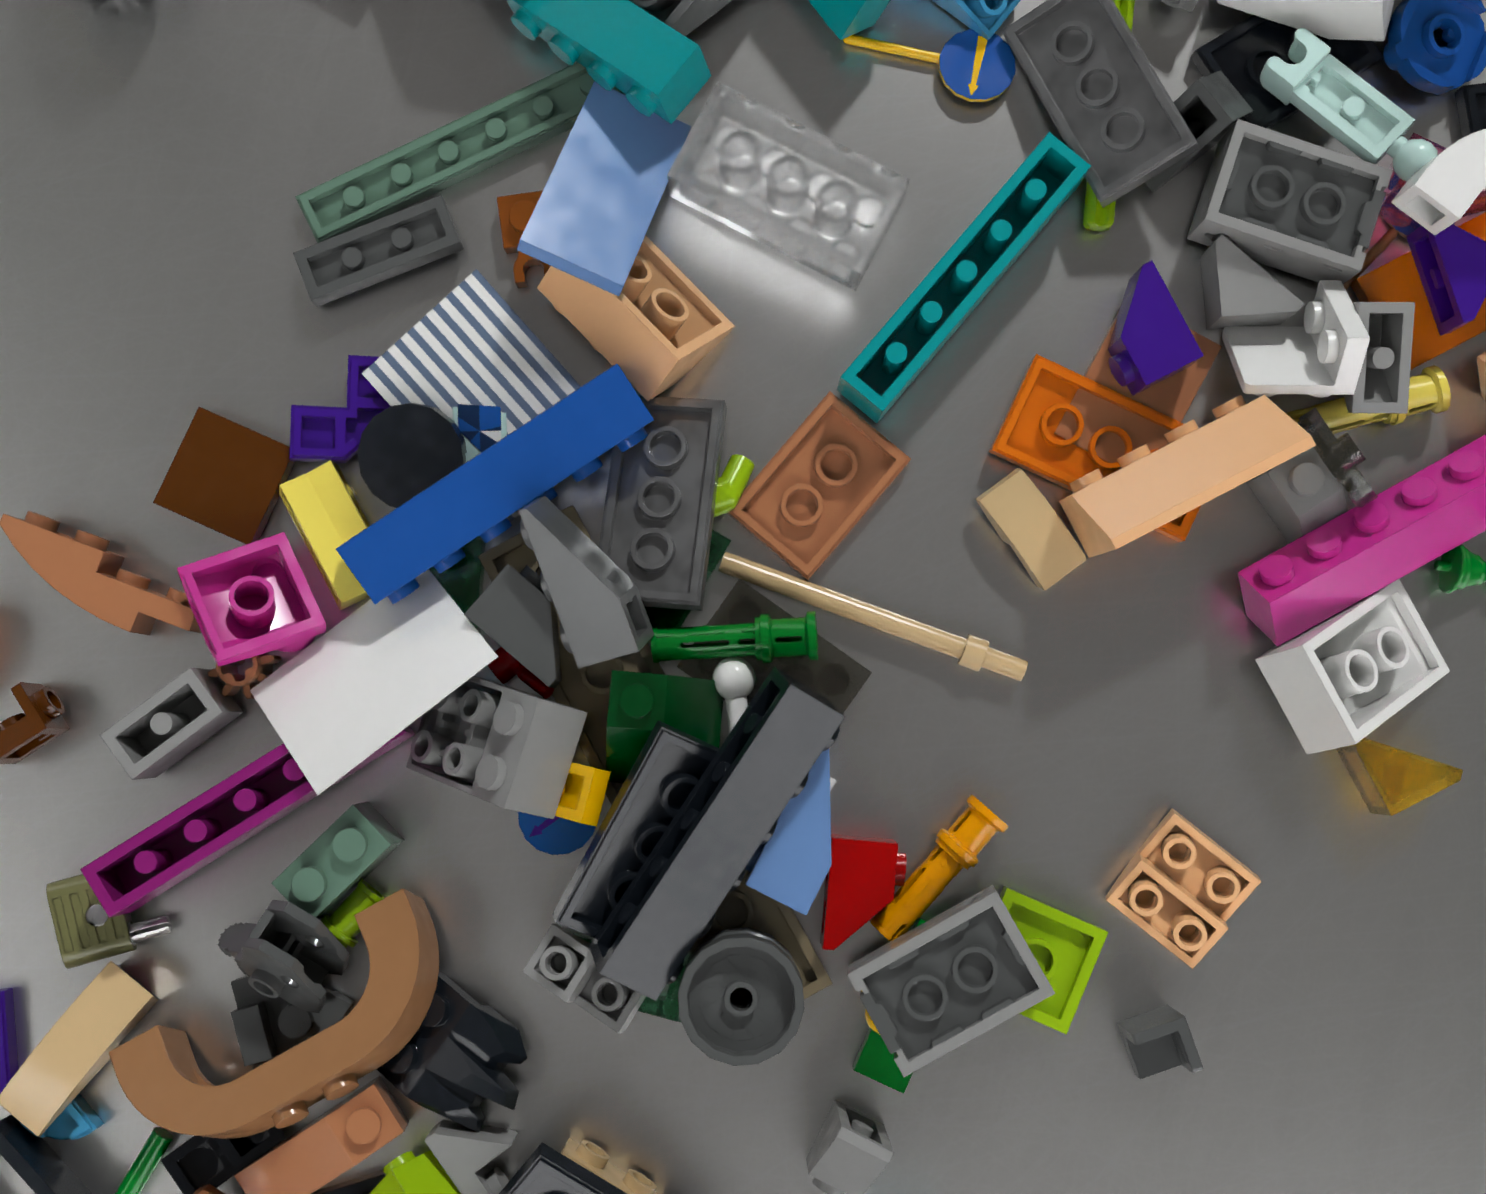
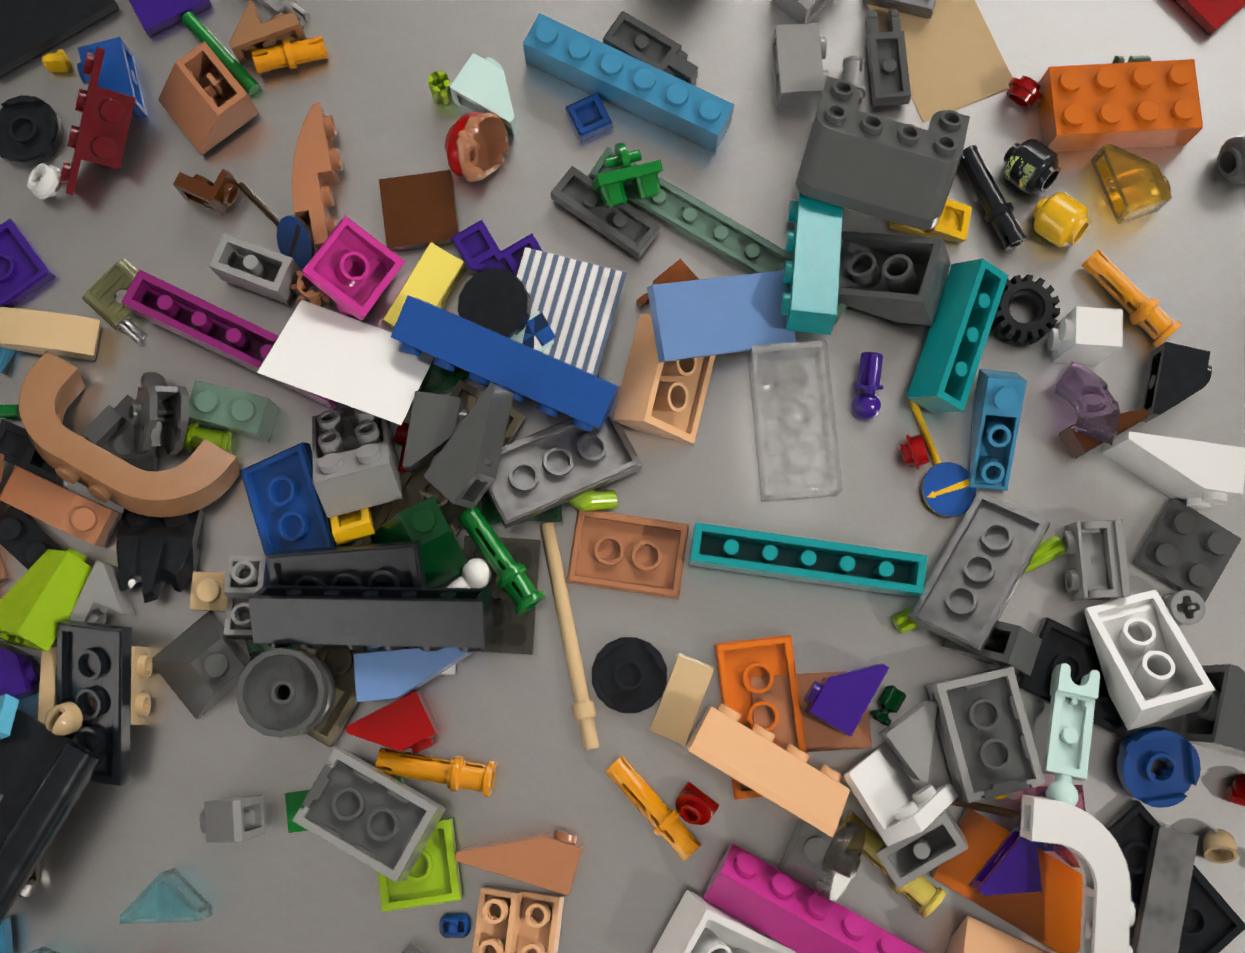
camera: 60 degrees right, 5 degrees down
(82, 352) = (440, 87): none -> lime piece
(128, 301) = (484, 89): none -> light aqua slope
(154, 651) = (292, 234): none -> blue piece
(189, 353) = (476, 145): none -> nougat hair
(204, 66) = (650, 46): none -> dark grey hinge
(228, 119) = (627, 83): none -> dark azure brick
(242, 196) = (589, 117): none -> blue tile
(366, 172) = (612, 182): none -> green hips
(501, 858) = (286, 502): none -> blue tile
(548, 1021) = (208, 592): none -> tan plate
(633, 1081) = (201, 664): none -> dark grey slope
(815, 92) = (866, 403): none -> dark purple axle
(909, 72) = (915, 451): none -> red plate
(963, 574) = (629, 675): none -> black tile
(1111, 818) = (535, 859): none -> nougat slope
(1129, 957) = (454, 925): none -> blue rock
(1158, 637) = (653, 808): none -> light orange pin
(1163, 590) = (695, 805): none -> red plate
(1183, 291) = (890, 702): none -> dark green piece

